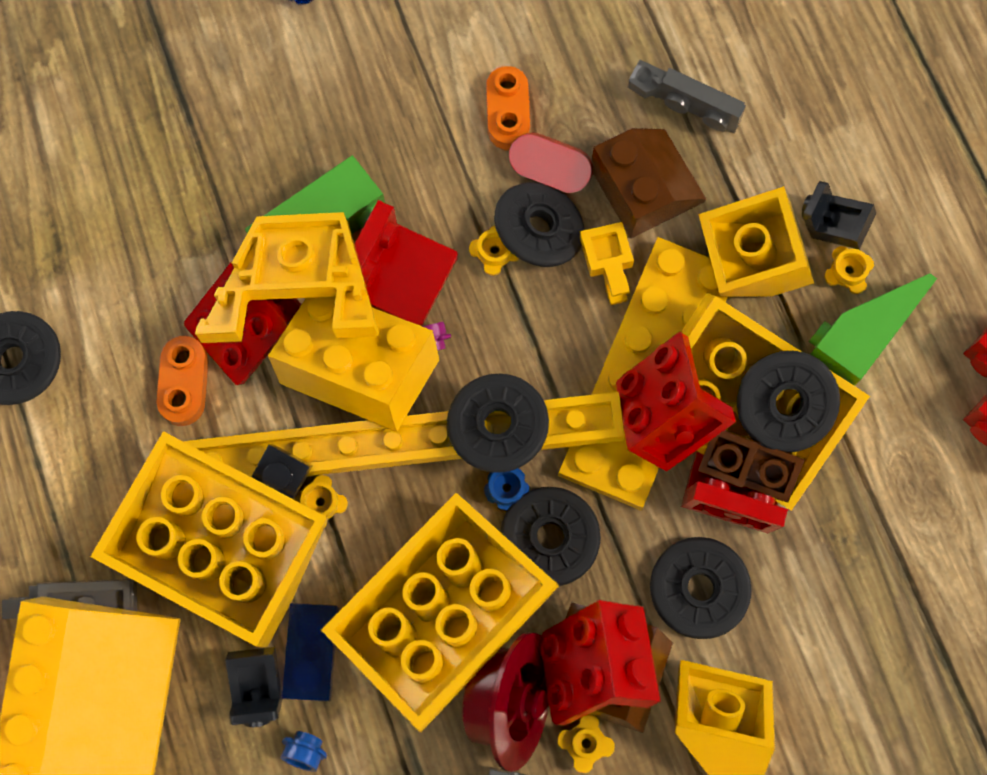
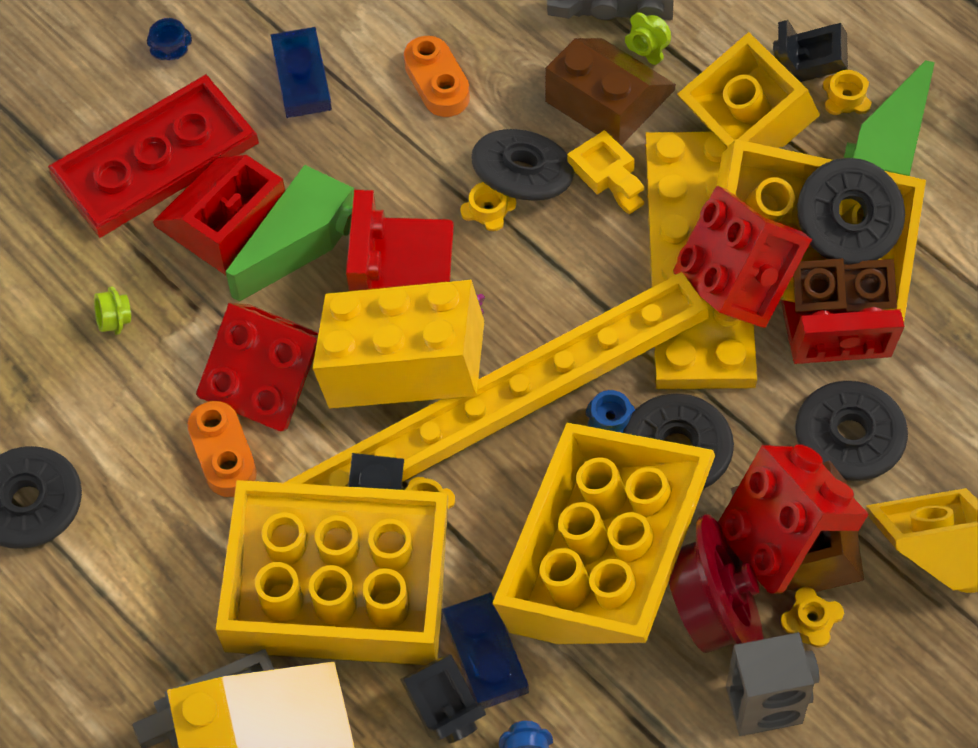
camera: 20 degrees left, 15 degrees down
(147, 220) = (111, 310): none -> lime plate
(243, 87) = (152, 155): none -> red tile
(271, 165) = (222, 209): none -> red slope
(293, 260) = (301, 269): yellow wing -> none
(394, 60) = (301, 72): none -> clear blue plate
(497, 451) = (582, 370): black wheel -> none
(551, 162) = (506, 105): tile -> none
(702, 146) = (648, 37): none -> lime plate

